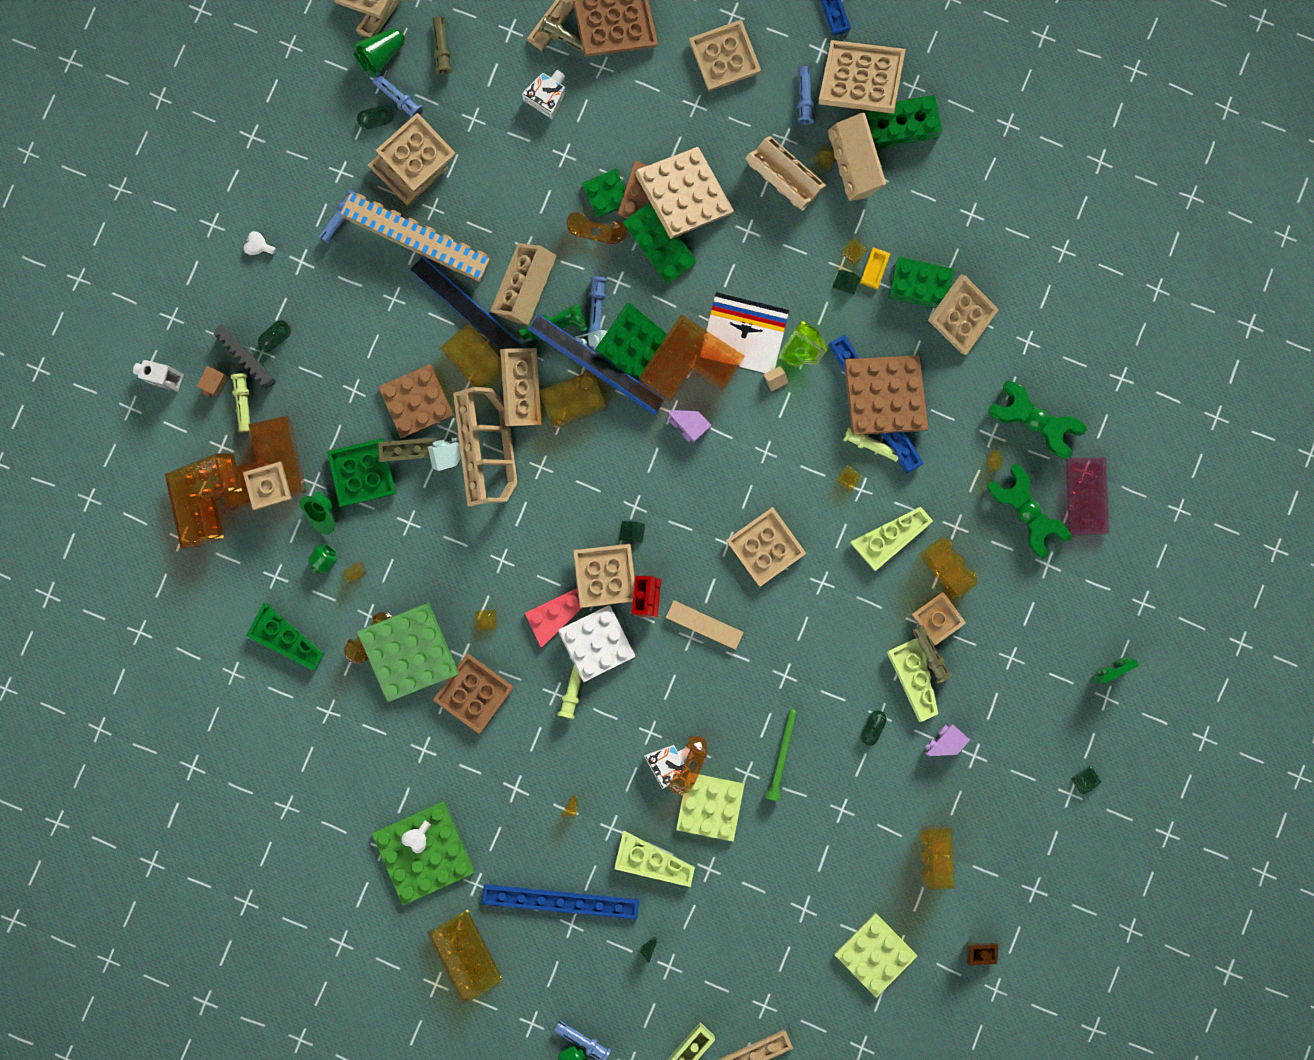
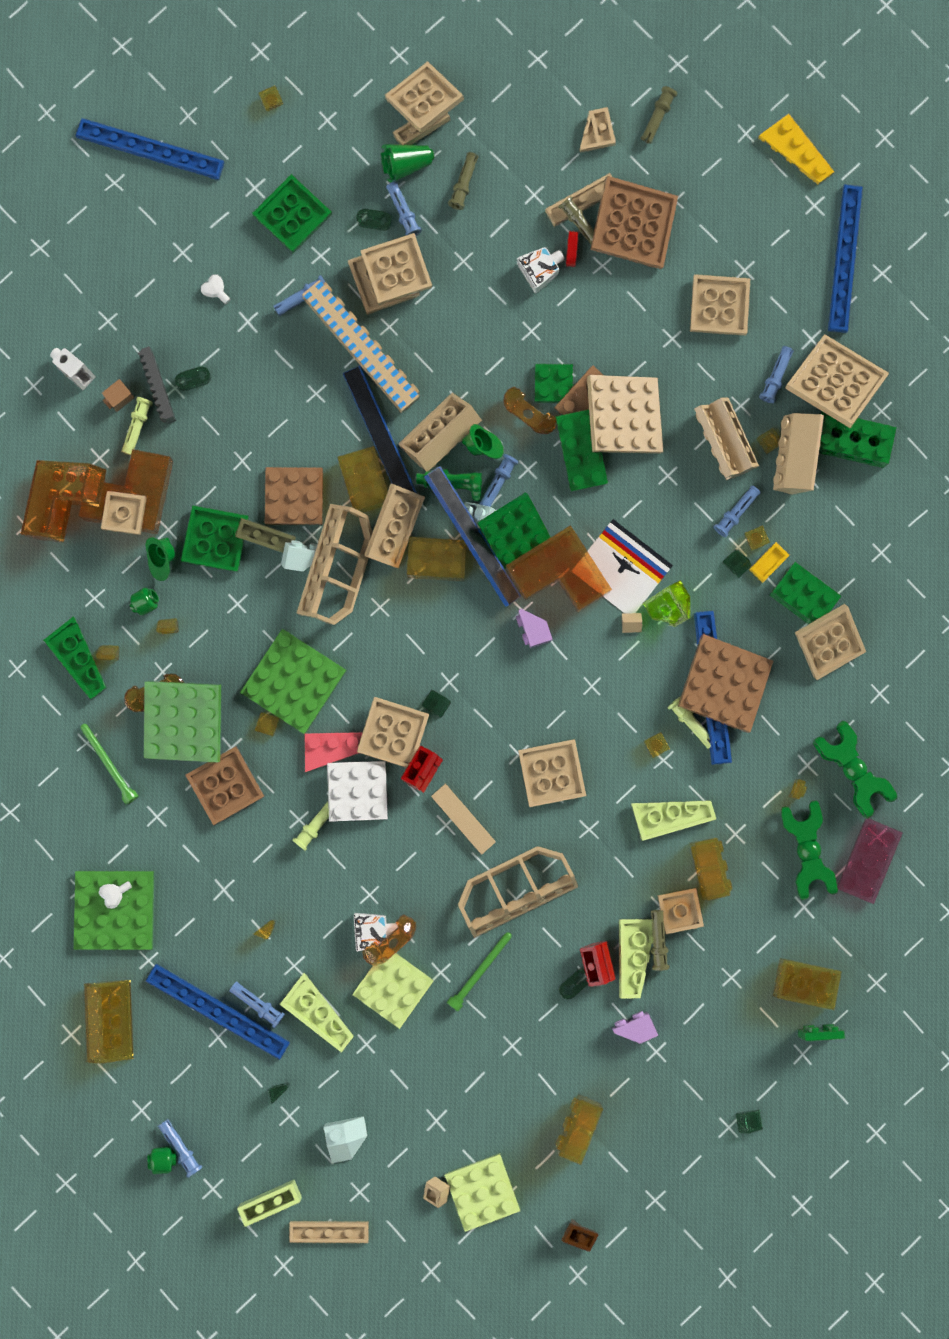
camera: 20 degrees right, 0 degrees up
(139, 143) = (150, 149): none -> blue tile
(229, 48) = (271, 98): none -> clear yellow plate
(297, 145) = (292, 213): none -> green plate
(311, 620) = (108, 652): none -> clear yellow slope
(388, 741) = (128, 794): none -> bright green piece
(492, 570) = (293, 681): none -> bright green plate
(566, 275) = (483, 442): none -> green piece
(567, 64) = (571, 249): none -> red beam
(601, 880) = (264, 1009): none -> medium blue pin
(729, 963) = (345, 1138): none -> light aqua slope
(794, 678) = (527, 903): none -> tan plate
(823, 242) = (732, 518): none -> medium blue pin
(834, 973) = (436, 1192): none -> tan slope
(885, 700) = (597, 963): none -> red brick
(1082, 632) = (807, 983): none -> clear yellow brick

